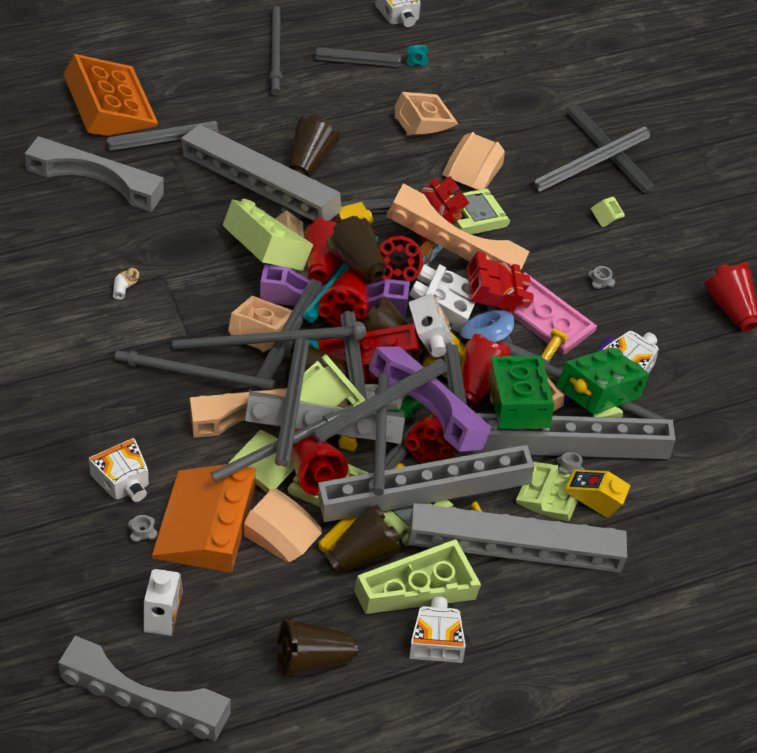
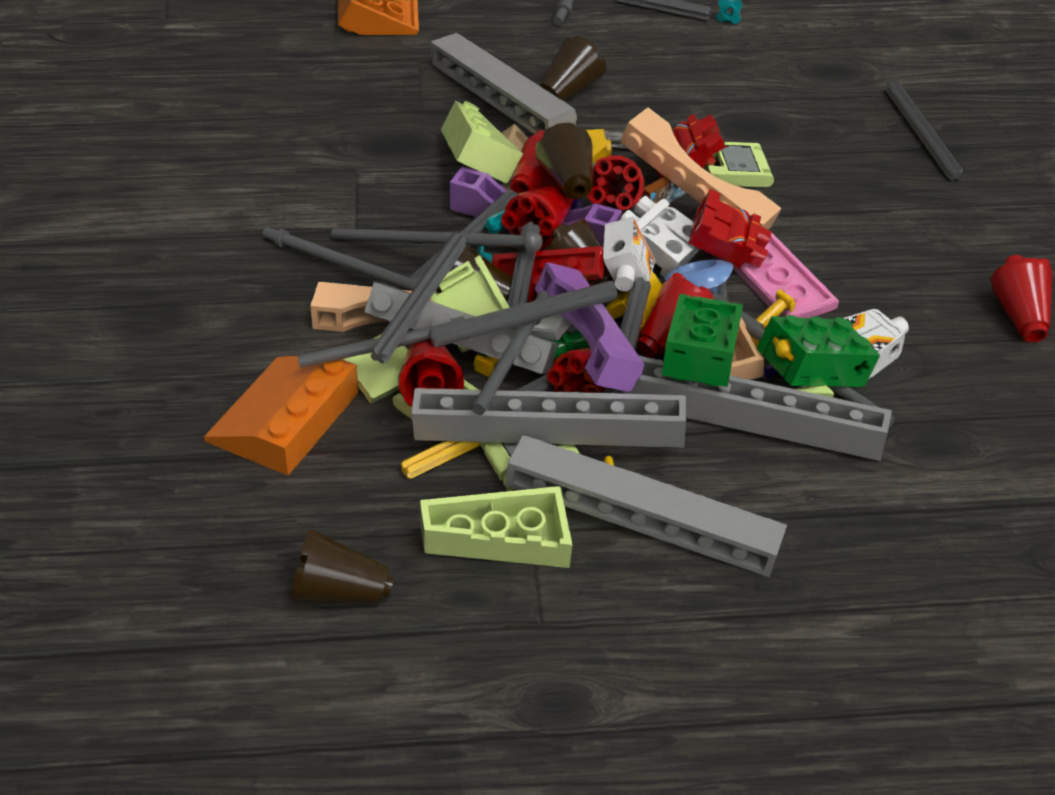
camera: 20 degrees right, 5 degrees down
(56, 159) = (291, 43): light grey arch -> none
(121, 471) = (211, 342): white torso -> none
(123, 281) = (309, 164): arm -> none
(142, 522) = (206, 406): light grey plate -> none
(155, 136) = (402, 41): dark grey axle -> none
(163, 592) = (184, 483): white torso -> none
(196, 710) = (167, 613): light grey arch -> none
(258, 317) = (432, 217): light nougat slope -> none
(281, 526) = (364, 434): light nougat slope -> none
(364, 542) = (451, 470): dark brown cone -> none
(422, 113) = (712, 62): light nougat slope -> none
(438, 633) = (499, 593): white torso -> none
(475, 161) = (756, 115): light nougat slope -> none
(547, 493) = (712, 466): yellowish green slope -> none
(569, 461) = (748, 440): light grey plate -> none
(591, 158) = (895, 133): dark grey axle -> none
(598, 490) = (768, 473): yellow slope -> none
(601, 277) = (864, 253): light grey plate -> none
(607, 211) = (896, 188): yellowish green slope -> none

